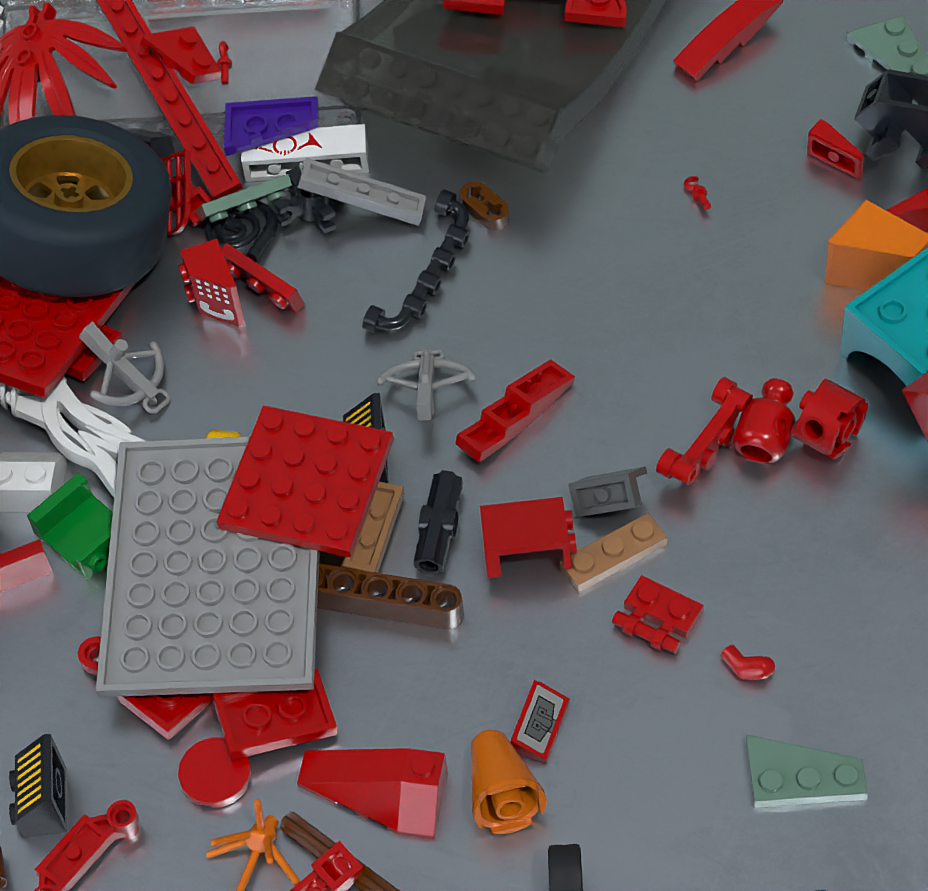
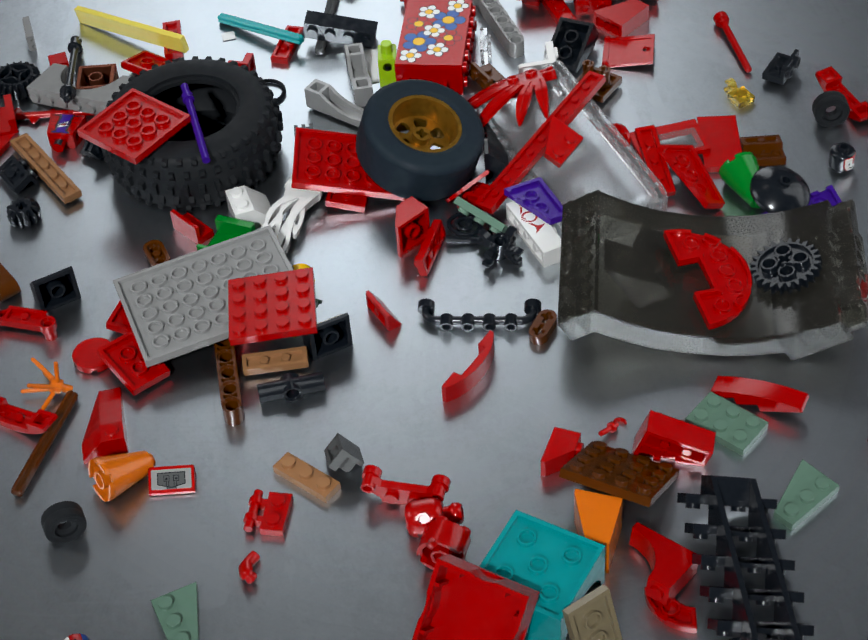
camera: 65 degrees right, 10 degrees down
(50, 629) = (155, 252): none -> reddish brown plate
(117, 362) = (329, 231): light grey piece -> none
(224, 62) = (568, 164): red hand -> none
(348, 375) = (381, 312): none -> red slope
(362, 191) = (512, 263): light grey plate -> none
(426, 385) = (387, 344): light grey piece -> none
(502, 276) = (459, 384): none -> red slope
(515, 411) = (389, 395): red slope -> none
(526, 528) = (294, 425): red panel -> none
(717, 254) = (560, 450): none -> red slope
(750, 82) = (733, 425): none -> sand green plate
(761, 136) = (673, 439): none -> red wedge
(804, 199) = (620, 473): none -> reddish brown plate
(834, 149) = (689, 479): red slope -> none

